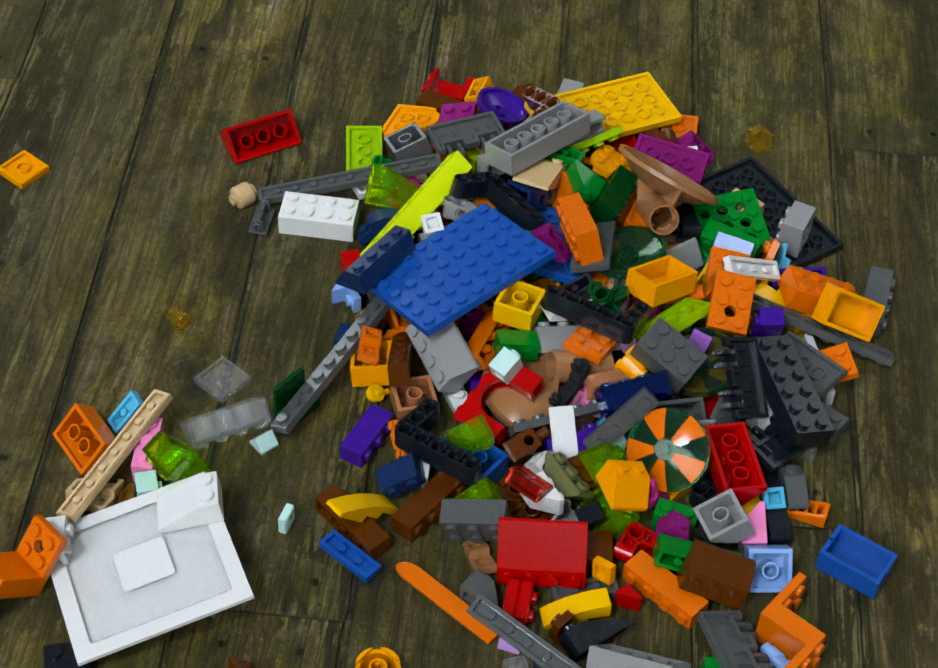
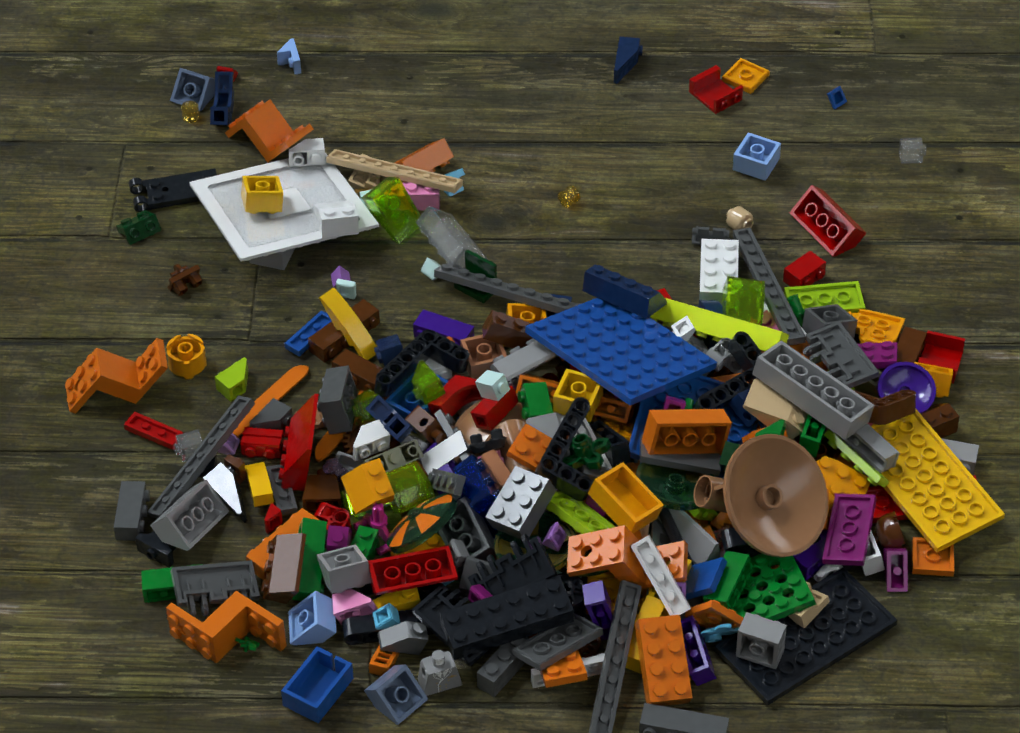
camera: 90 degrees right, 0 degrees up
(45, 193) = (713, 91): none -> red panel
(81, 109) = (836, 97): none -> blue slope
(143, 571) = (262, 194): none -> yellow brick
(160, 169) = (756, 156): none -> light blue brick
(174, 69) = (911, 150): none -> clear brick
(222, 379) = (504, 236): clear tile -> none
(263, 527) = (339, 273): none -> medium lavender slope
(325, 158) = (805, 270): none -> red brick
(369, 345) = (531, 309): orange slope -> none
(417, 628) = (233, 380): none -> lime slope
(528, 483) = (371, 422): clear red slope -> none
(535, 460) = (391, 419): none -> dark blue arch
(603, 570) = (293, 492): light orange plate -> none
(759, 139) = (933, 631): clear yellow panel -> none
(760, 412) = (478, 592): none -> magenta slope
(833, 465) = (438, 673): none -> light grey torso
(848, 312) = (630, 674): light orange piece -> none
(854, 503) = (396, 693): none -> sand blue slope

